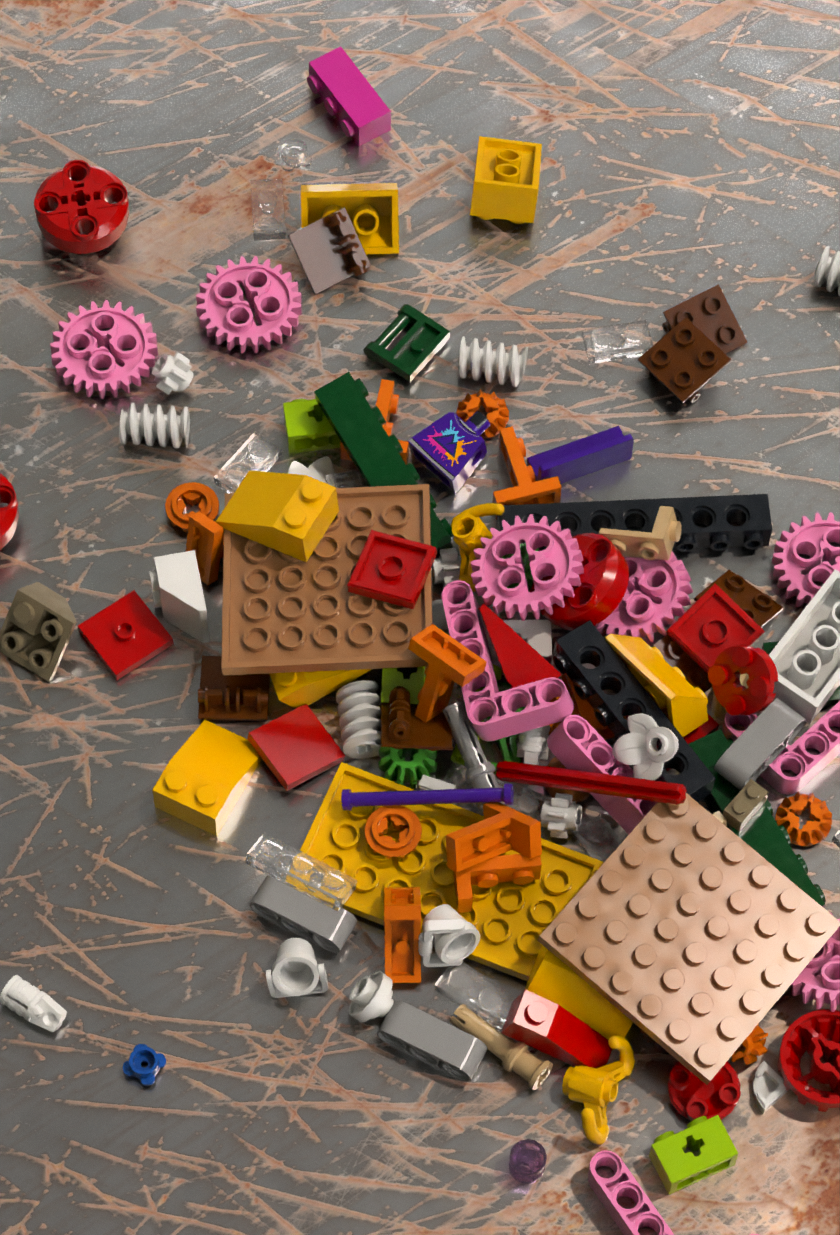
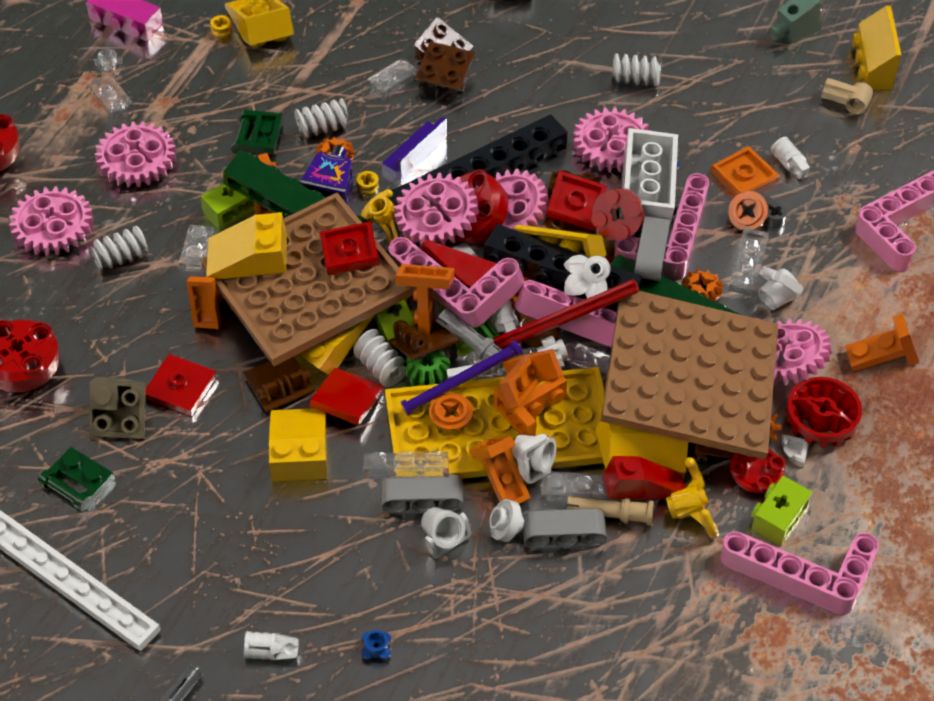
camera: 30 degrees left, 10 degrees down
(172, 373) = (110, 213): white gear -> none
(180, 593) = (208, 336): white slope -> none
(192, 494) = (169, 281): orange gear -> none
(329, 250) = (171, 100): hinge -> none
(369, 206) = (171, 79): yellow slope -> none
(454, 160) = (221, 26): none -> yellow bush
(494, 466) = (364, 177): none -> yellow bush
(522, 477) = (388, 175): orange bracket -> none
(527, 1153) = (678, 563): clear purple wheel -> none
(647, 544) = (502, 167): tan bracket -> none
(745, 805) = (668, 283): dark tan piece -> none

